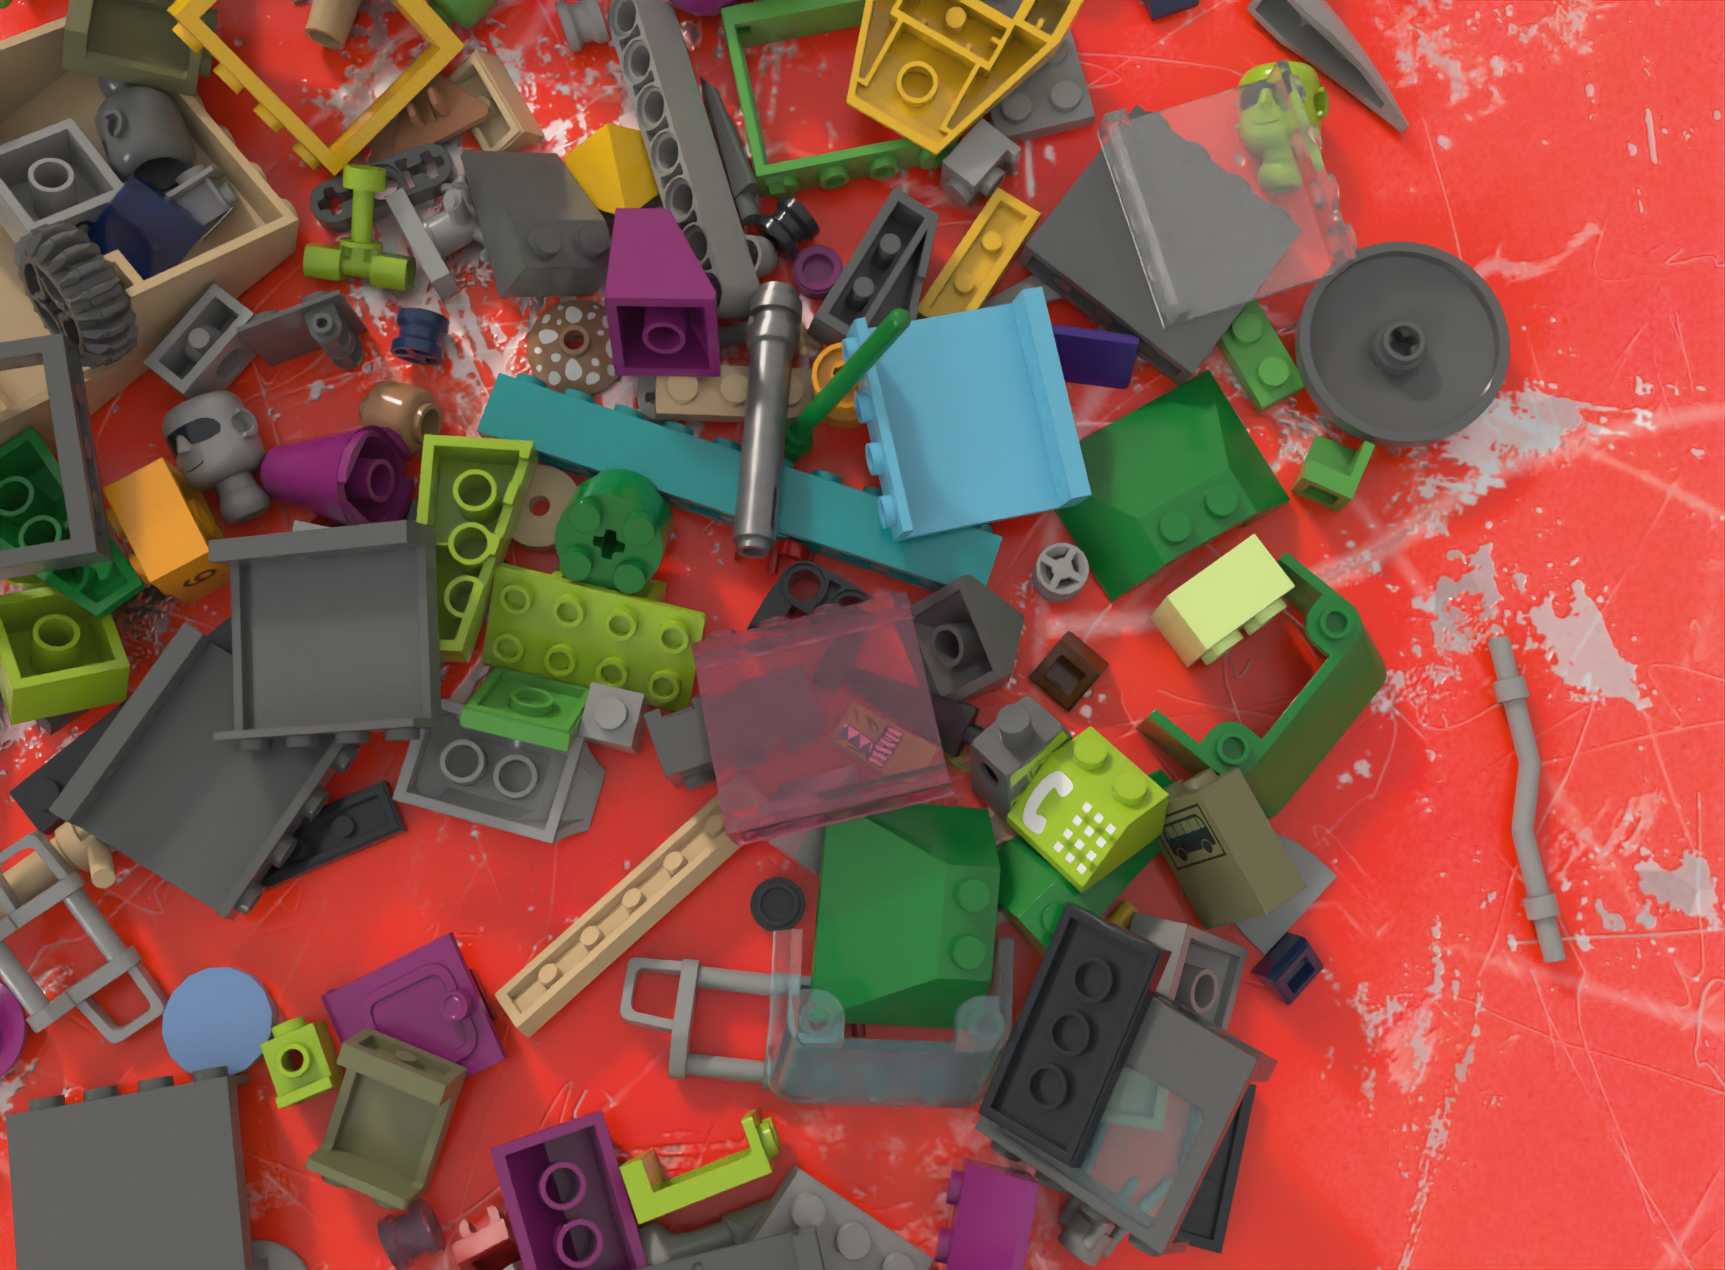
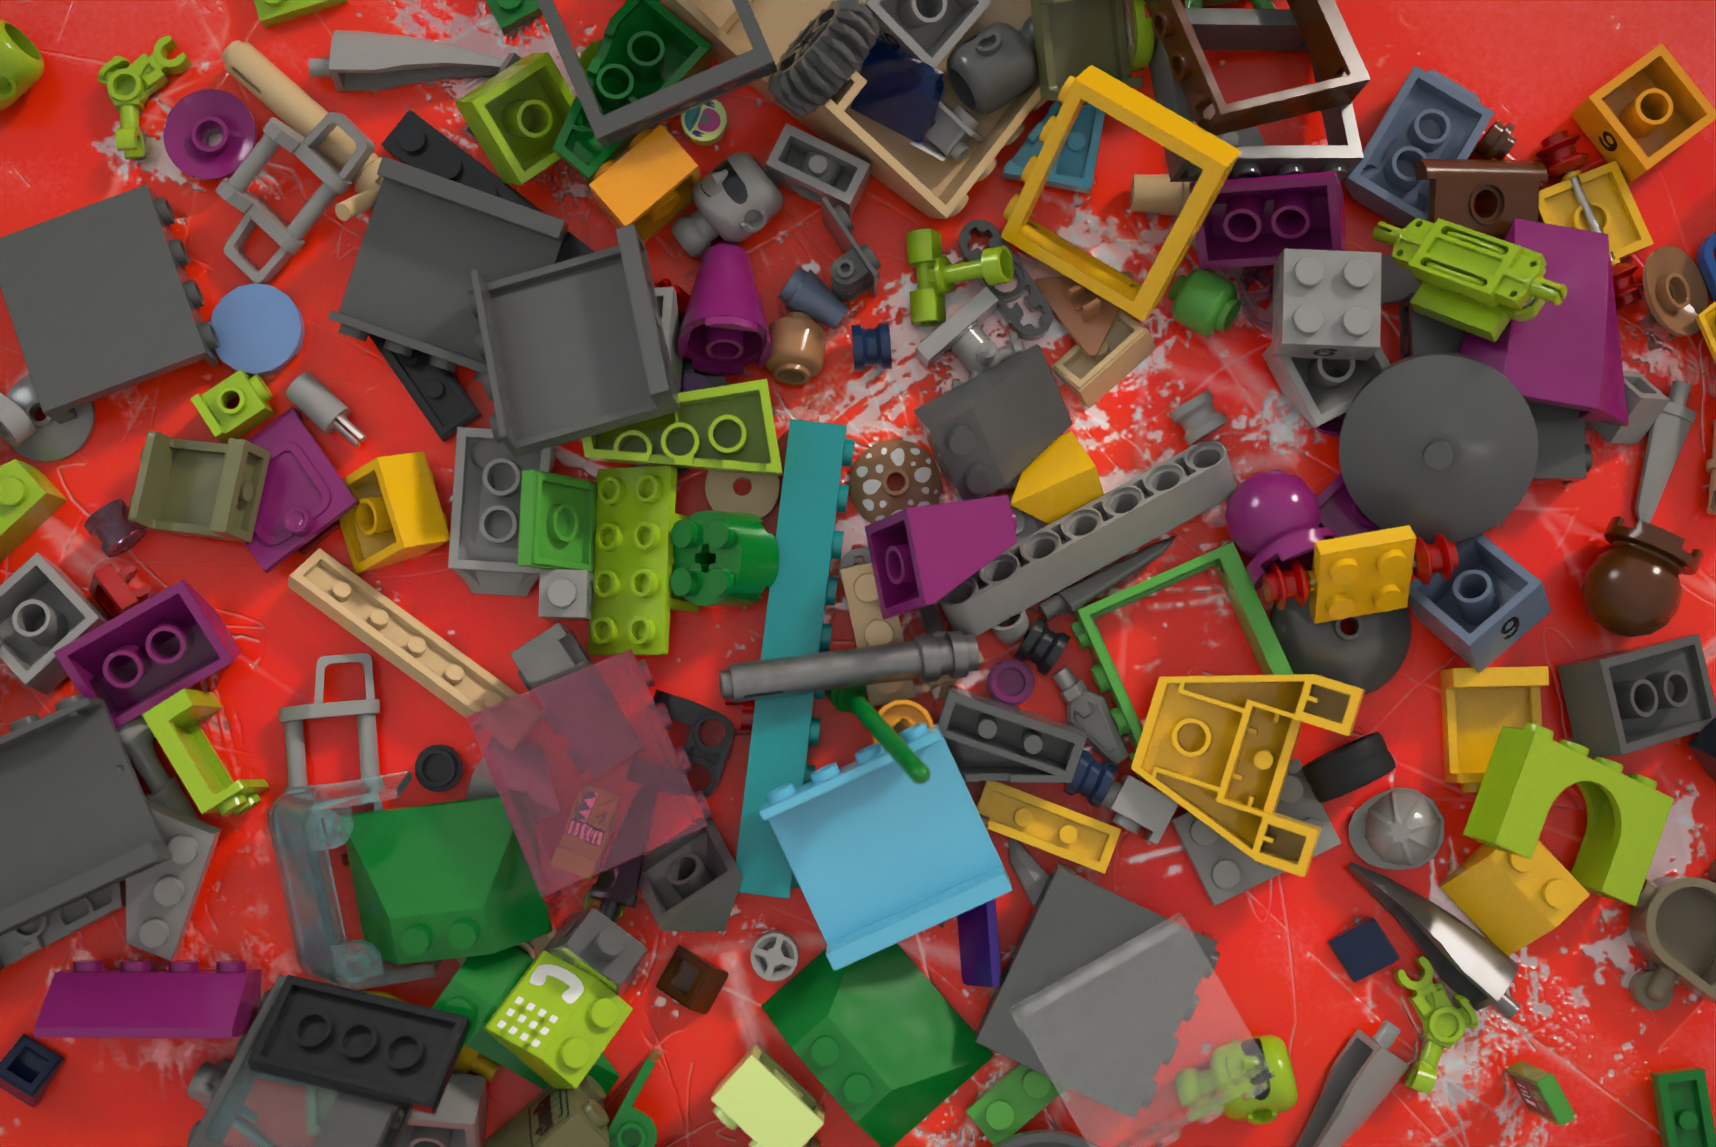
camera: 80 degrees right, 5 degrees up
(118, 460) = (705, 123): none -> tile
(238, 111) = (1078, 157): none -> medium azure wing
(331, 959) = (322, 407): none -> light grey piece
(343, 391) = (811, 296): none -> sand blue cone
(477, 894) = (395, 512): none -> yellow slope
(867, 196) = (1091, 713): none -> light grey piece
(946, 201) = (1091, 779): none -> dark blue wheel

